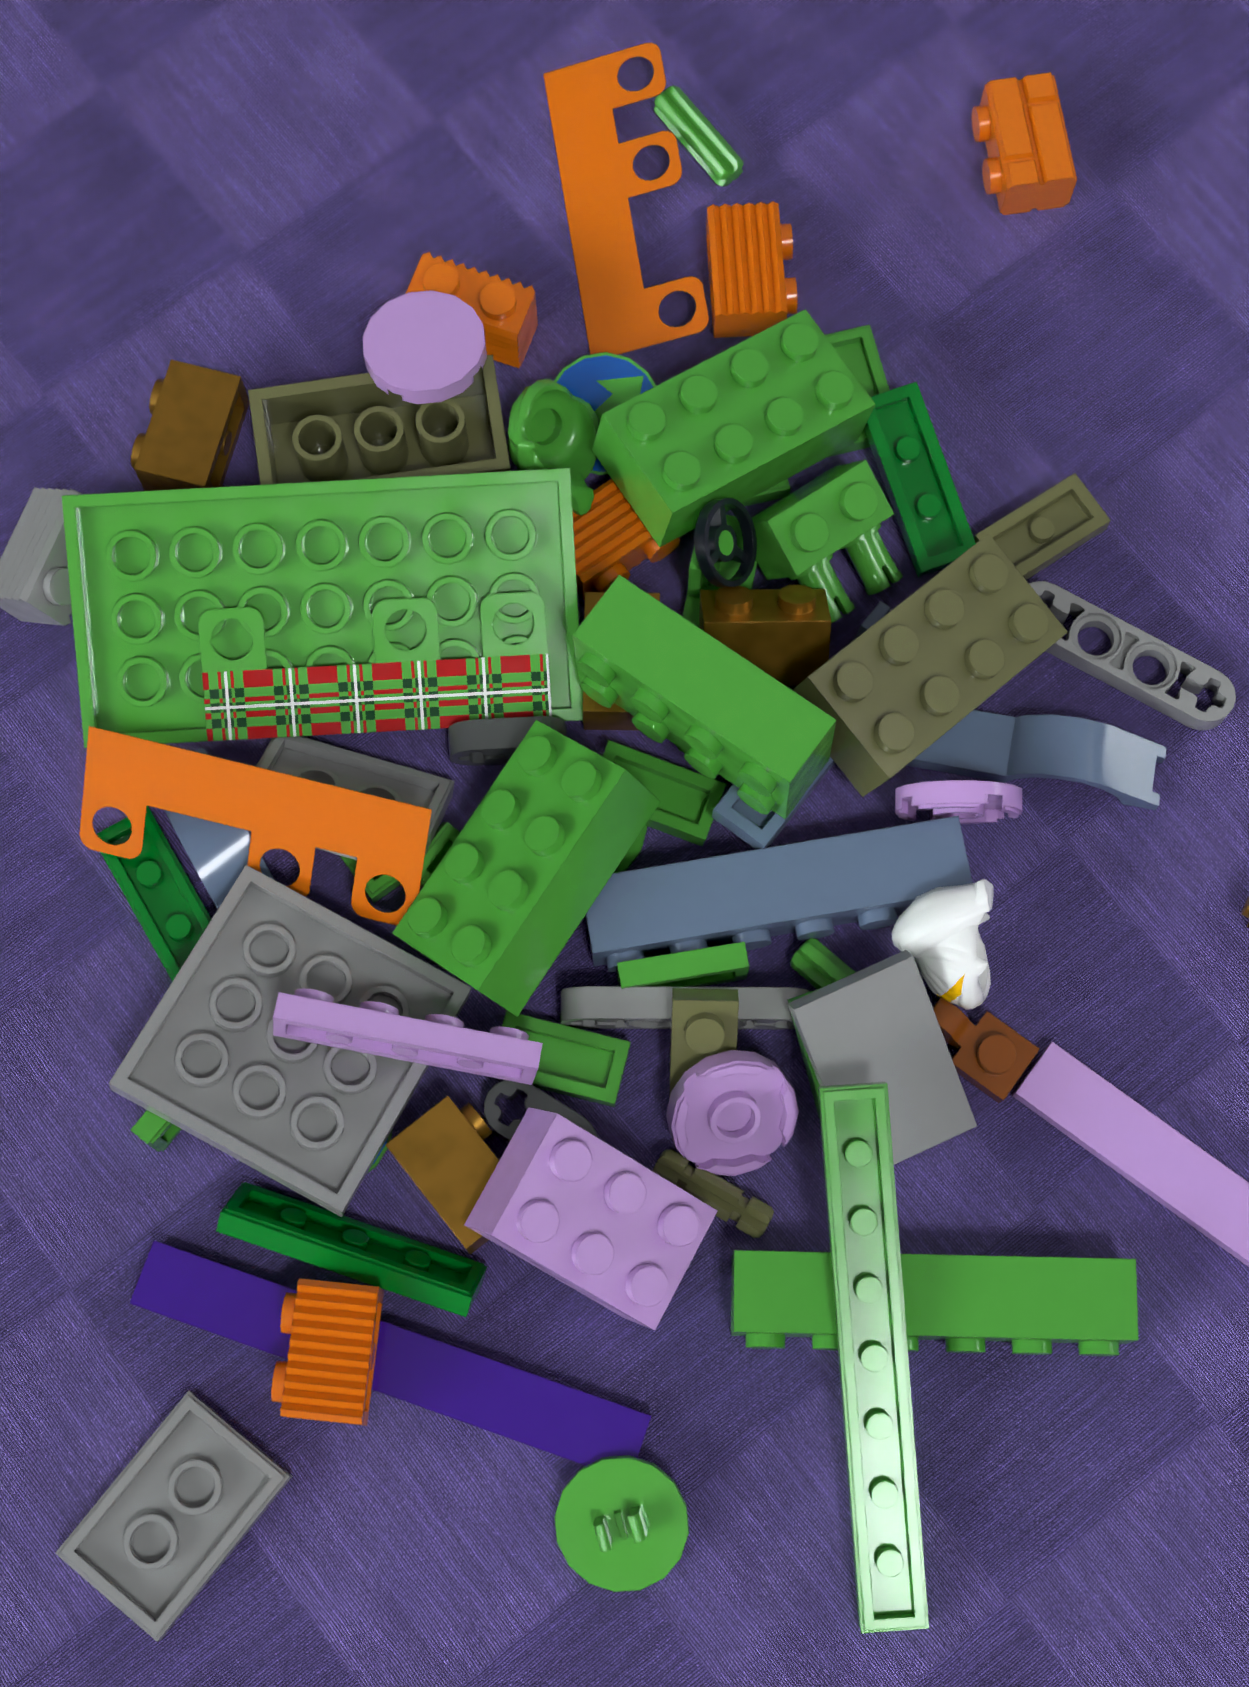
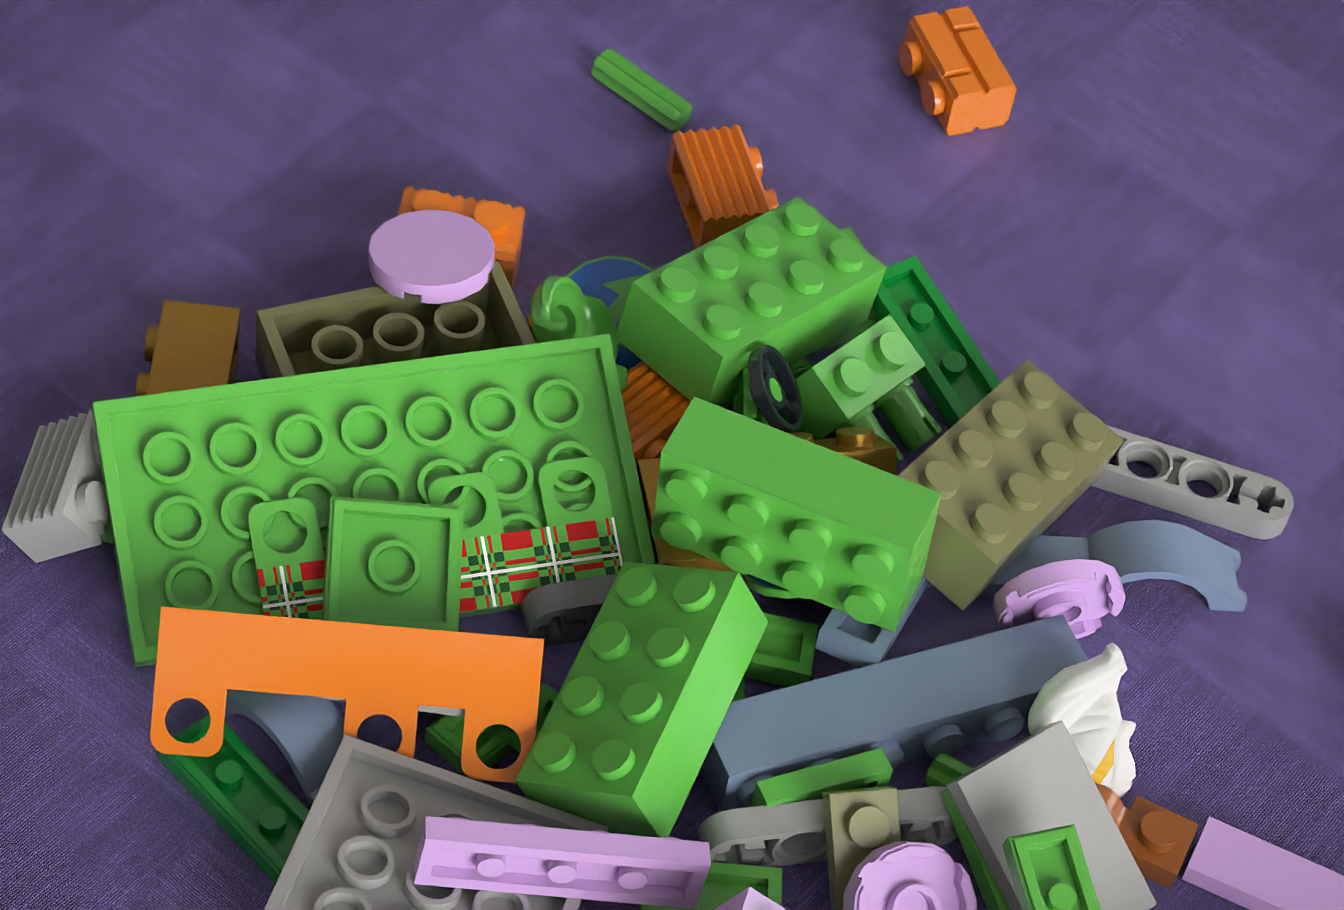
camera: 20 degrees left, 25 degrees down
(326, 689) = (393, 563): none -> bright green tile
(596, 189) = (554, 146): orange piece -> none
(1048, 526) = (1084, 365): olive plate -> none

